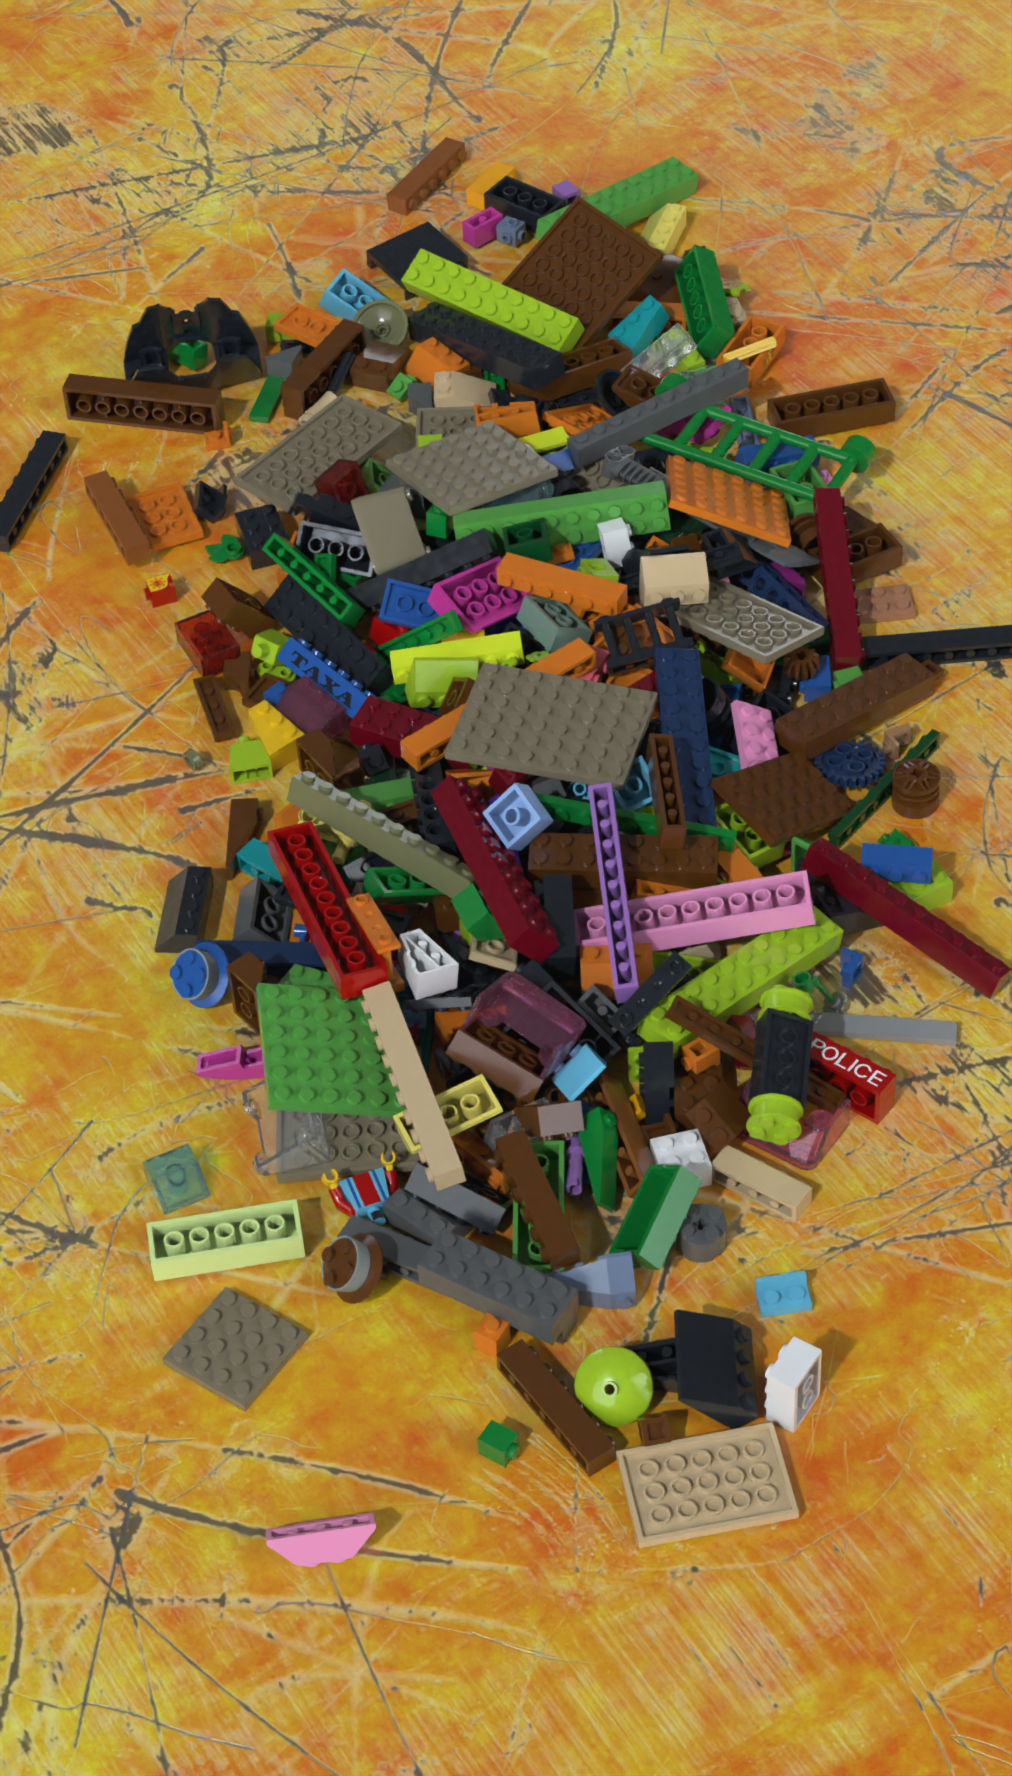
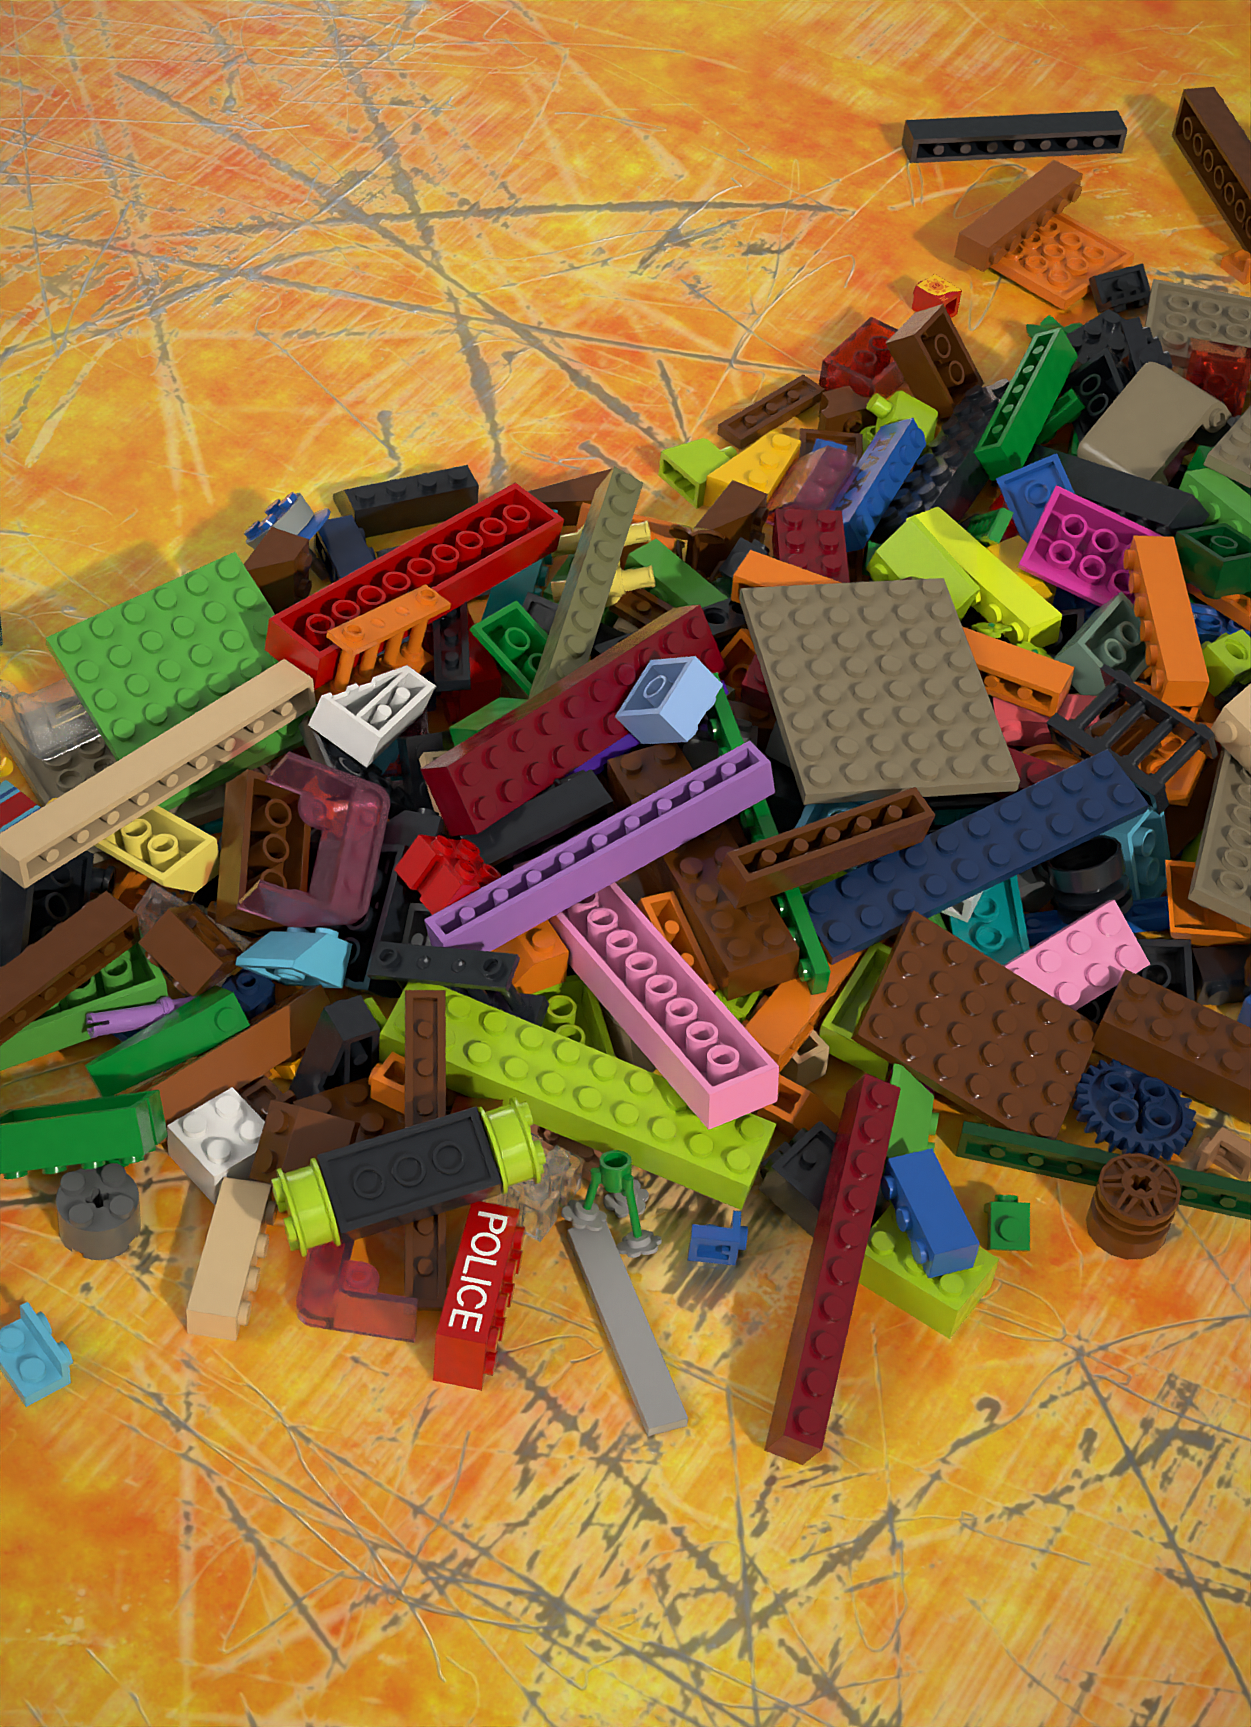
camera: 55 degrees right, 0 degrees up
(192, 759) = (667, 420): olive tile -> none
(584, 969) = (444, 870): none -> red brick

